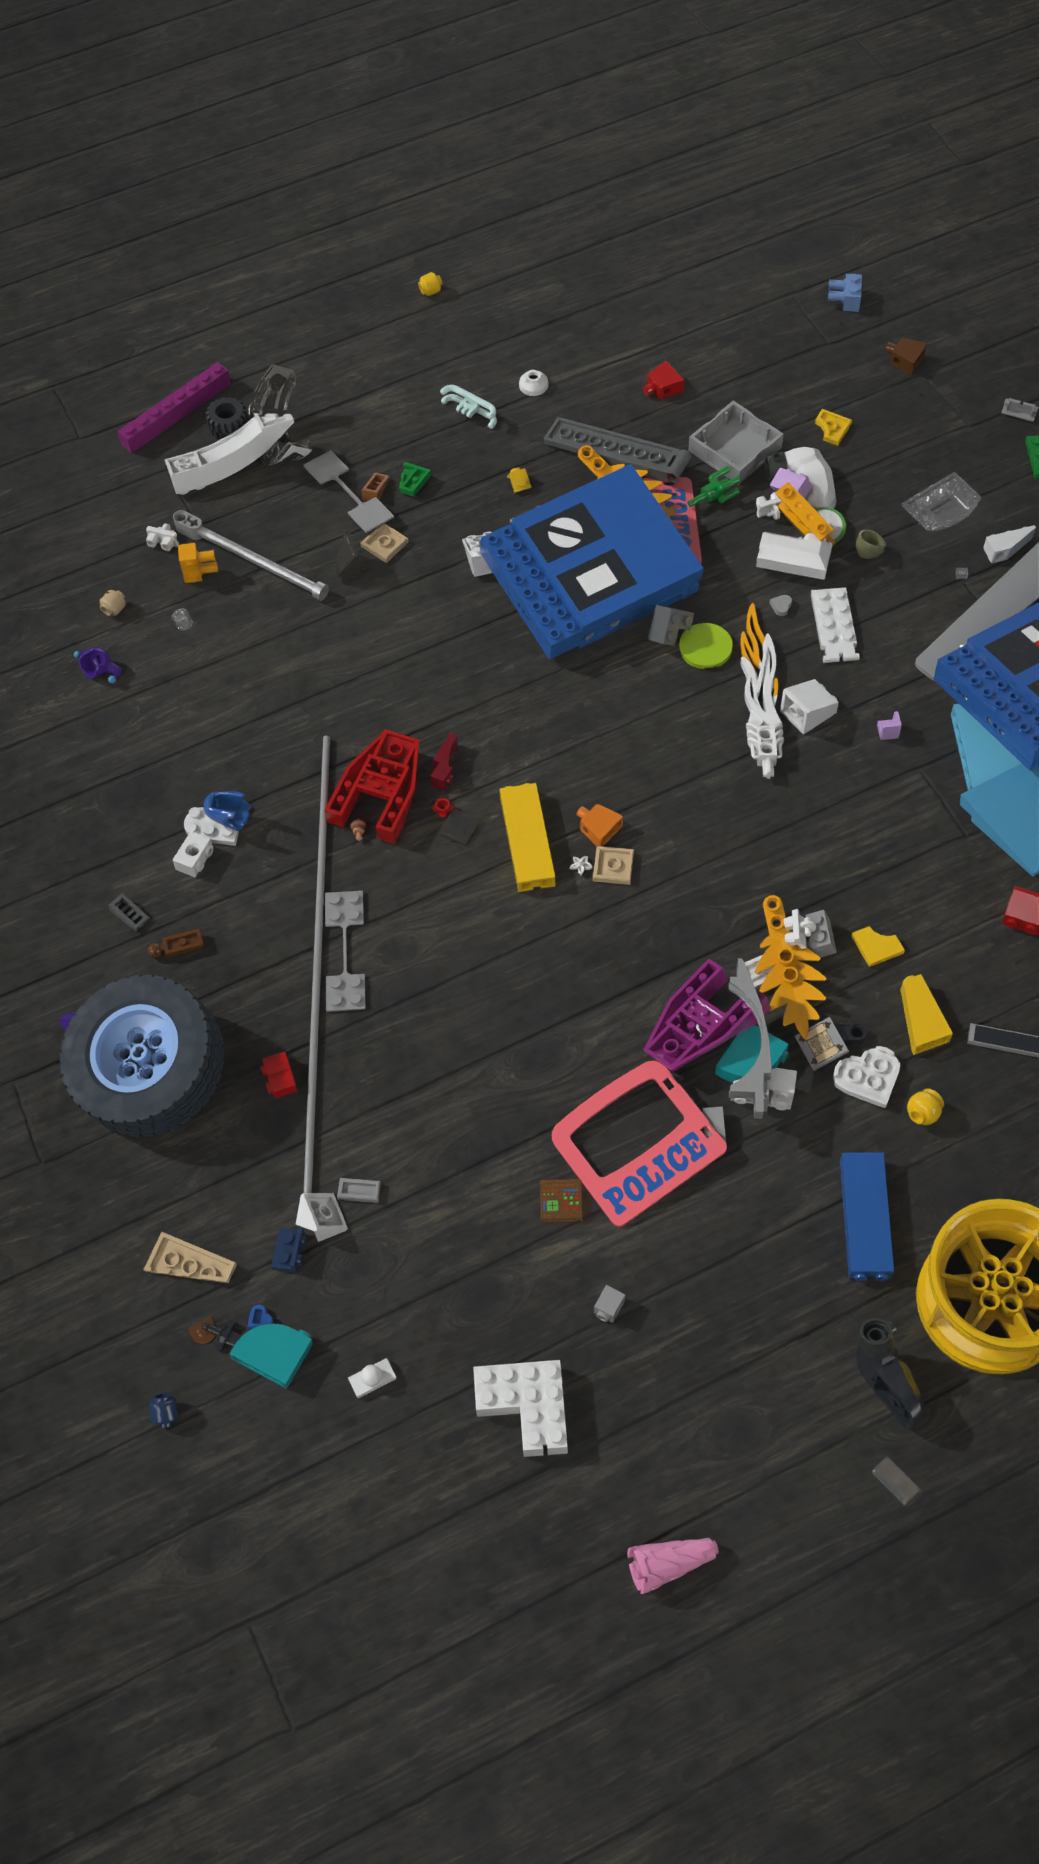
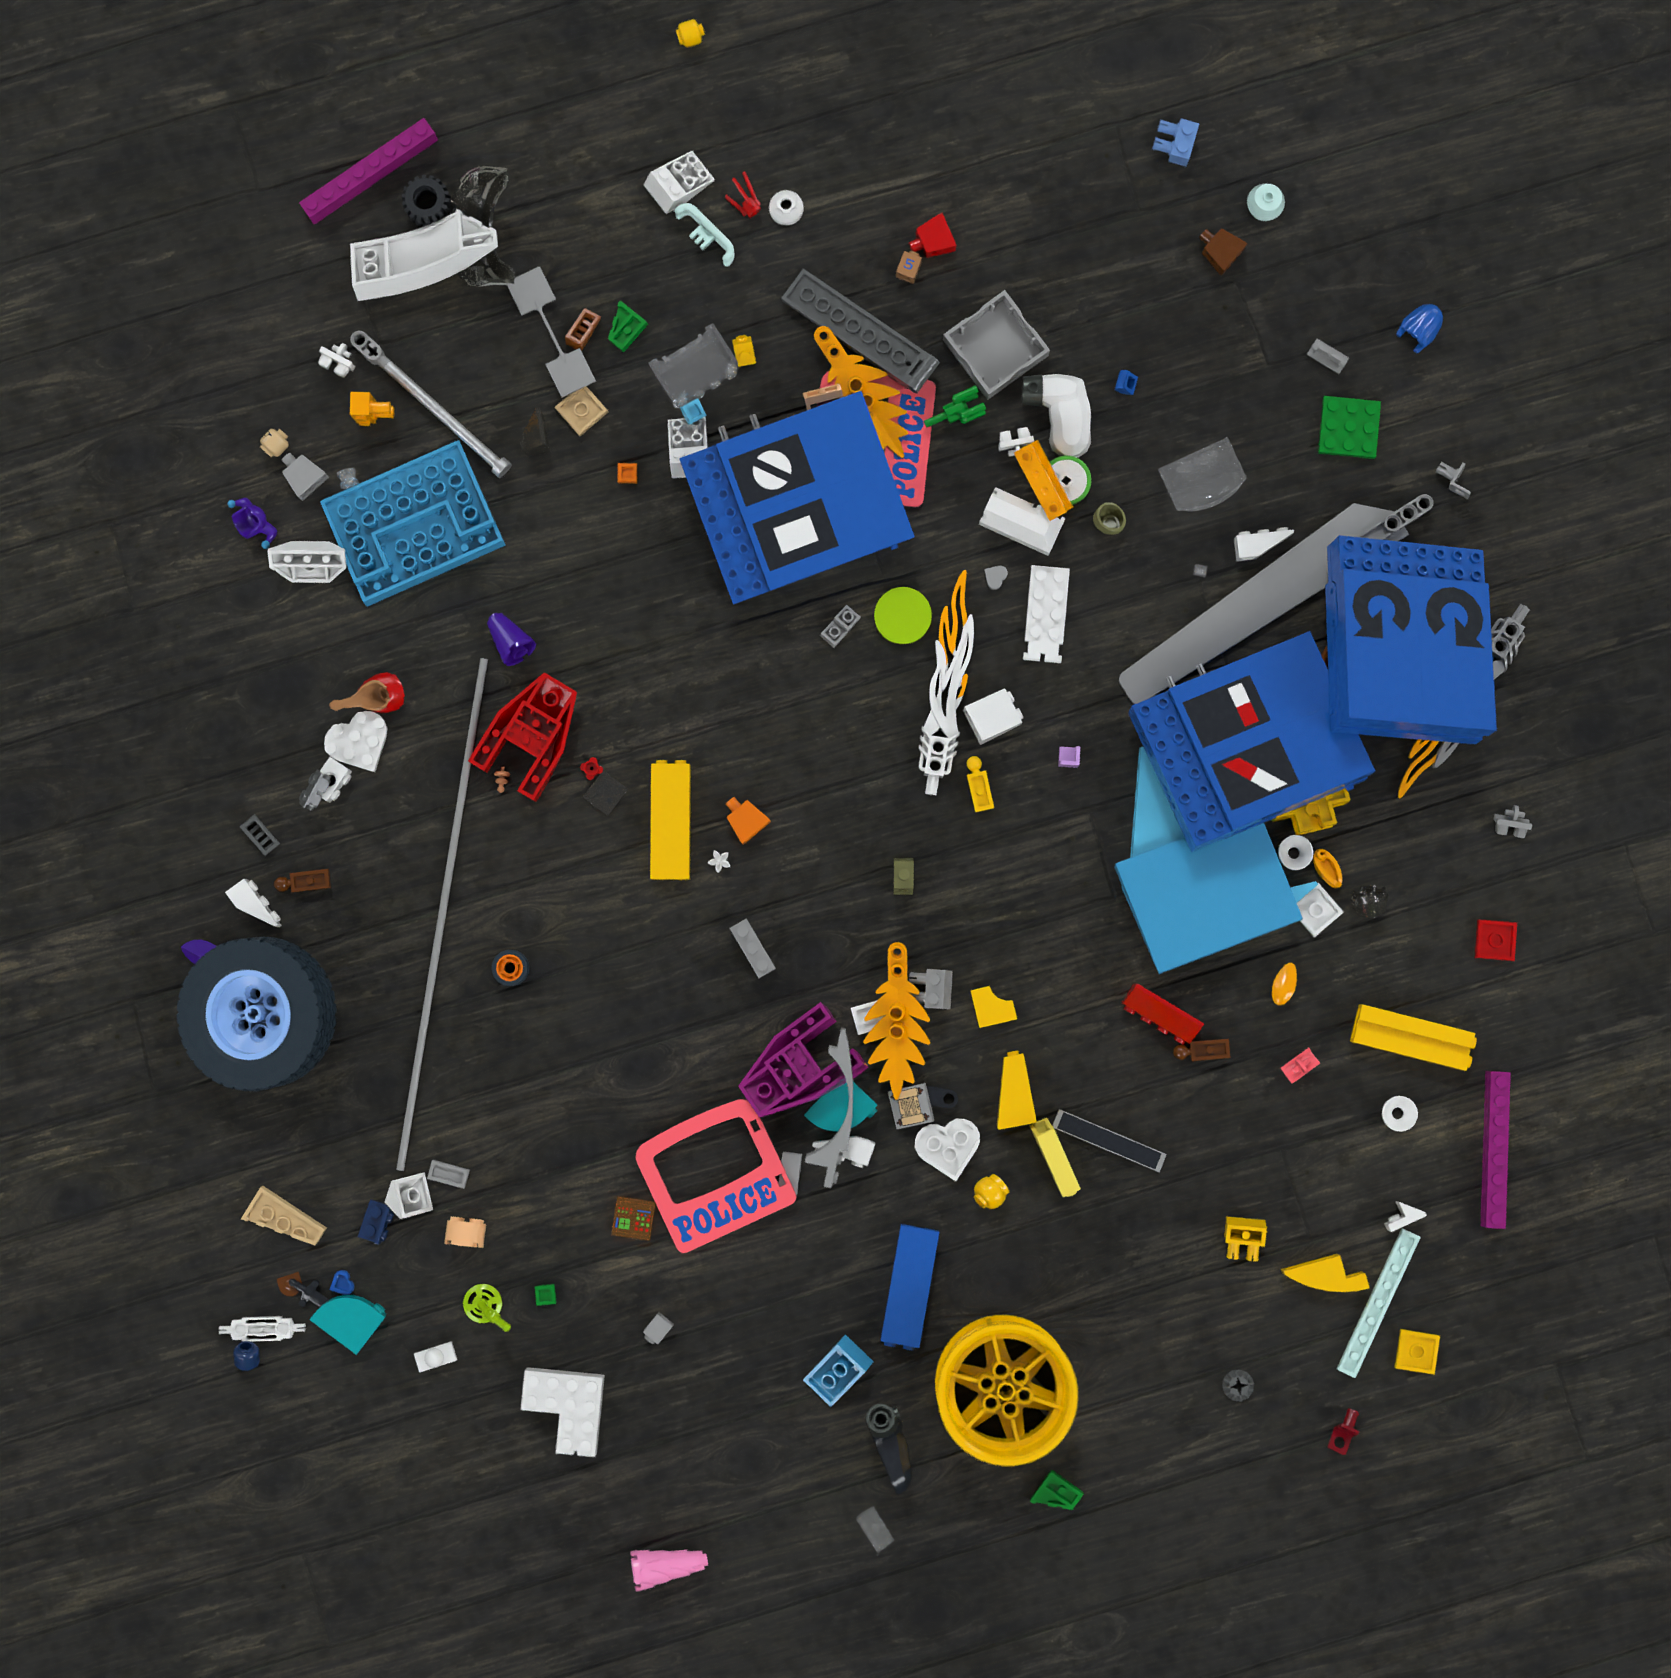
camera: 10 degrees right, 25 degrees up
(120, 965) = (248, 900): none -> white slope
(142, 623) = (303, 475): none -> light grey torso
(153, 685) = (307, 561): none -> white wedge
(176, 864) = (309, 796): none -> dark grey hinge
(199, 1377) = (241, 1328): none -> white piece
(227, 809) = (369, 741): blue hair -> none
(233, 775) = (371, 695): none -> hat
(246, 646) = (412, 523): none -> dark azure slope
(279, 1075) = (388, 1044): red brick -> none
(345, 990) = (464, 960): light grey hinge -> none
(350, 715) = (509, 639): none -> dark purple cone
(386, 1238) = (465, 1233): none -> light nougat brick
(397, 994) = (521, 967): none -> wheel
(418, 1313) = (488, 1314): none -> lime dish
(433, 581) = (627, 472): none -> orange tile
(435, 375) = (678, 181): none -> white slope
(443, 773) = (597, 731): dark red slope -> none
(481, 493) = (695, 368): none -> clear windscreen
(481, 1293) = (545, 1294): none -> green tile
(483, 524) = (693, 411): none -> medium azure tile
(503, 385) = (751, 207): none -> red plant
(613, 865) = (752, 867): tan tile -> none
(621, 919) = (752, 948): none -> light grey arch
(647, 403) = (909, 266): none -> medium nougat brick
(651, 662) = (840, 626): none -> light grey slope
(667, 623) = (866, 586): dark grey brick -> none
(761, 838) = (903, 876): none -> olive torso
(799, 482) = (1041, 425): lavender brick -> none
(801, 928) = (917, 987): white hips -> none
(812, 763) = (979, 786): none -> yellow plate
(812, 1315) = (838, 1370): none -> dark azure slope
(833, 426) = (1113, 337): yellow tile -> none
(854, 452) = (1126, 382): none -> blue brick
(932, 319) = (1265, 202): none -> light aqua cone
(981, 1065) = (1055, 1157): none -> light yellow slope

